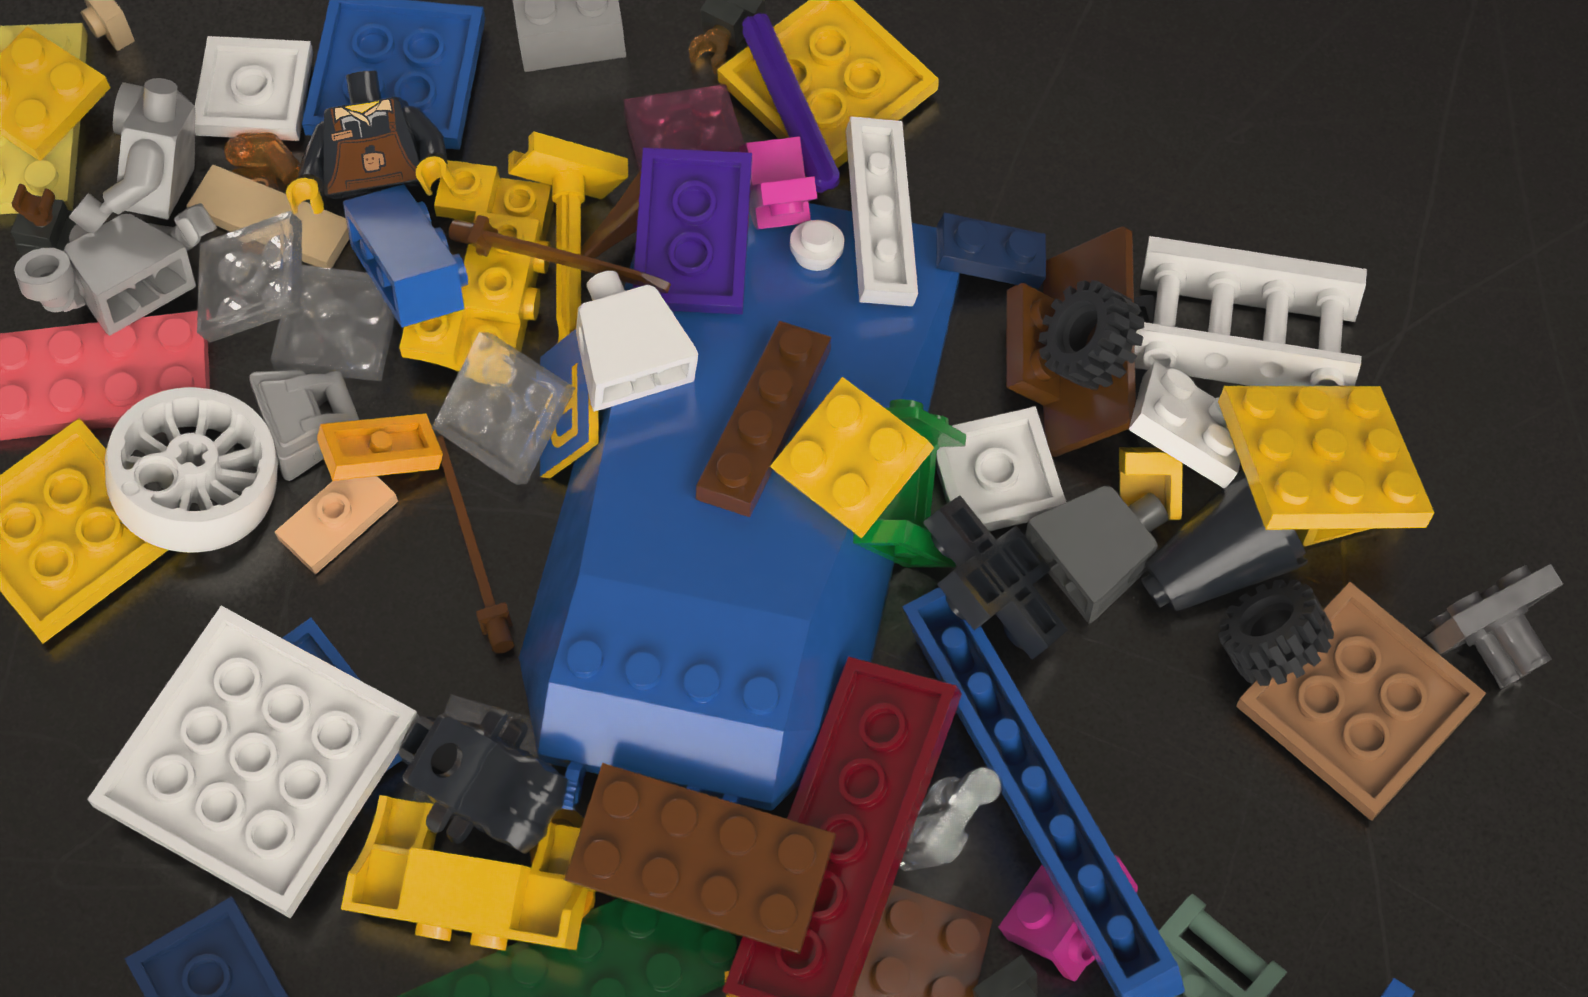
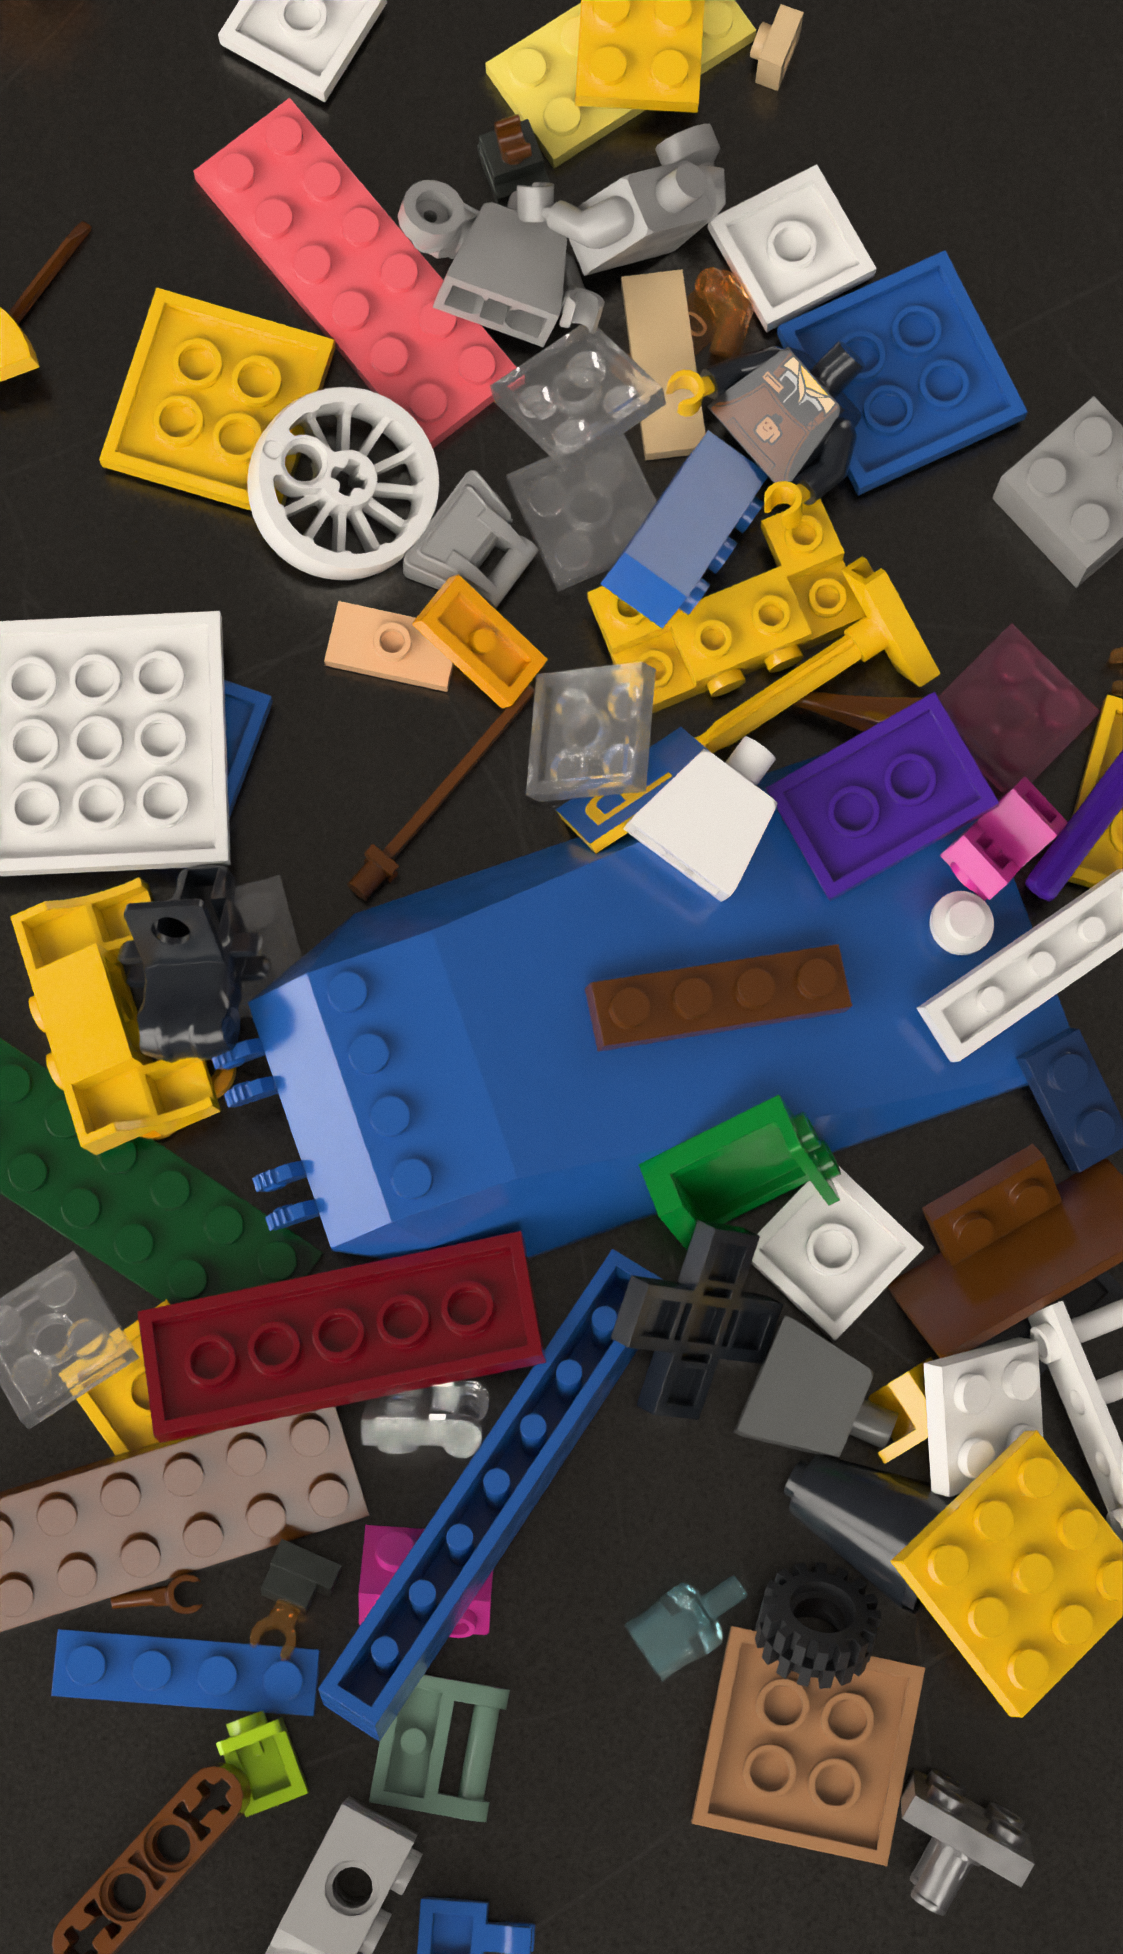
camera: 55 degrees right, 15 degrees up
(484, 237) = (749, 593): reddish brown sword -> none
(701, 858) = (233, 1218): reddish brown plate -> none
(852, 457) = (714, 1112): yellow plate -> none
(1110, 344) = (1026, 1286): black tyre -> none
(1216, 740) = (683, 1625): none -> clear light blue piece

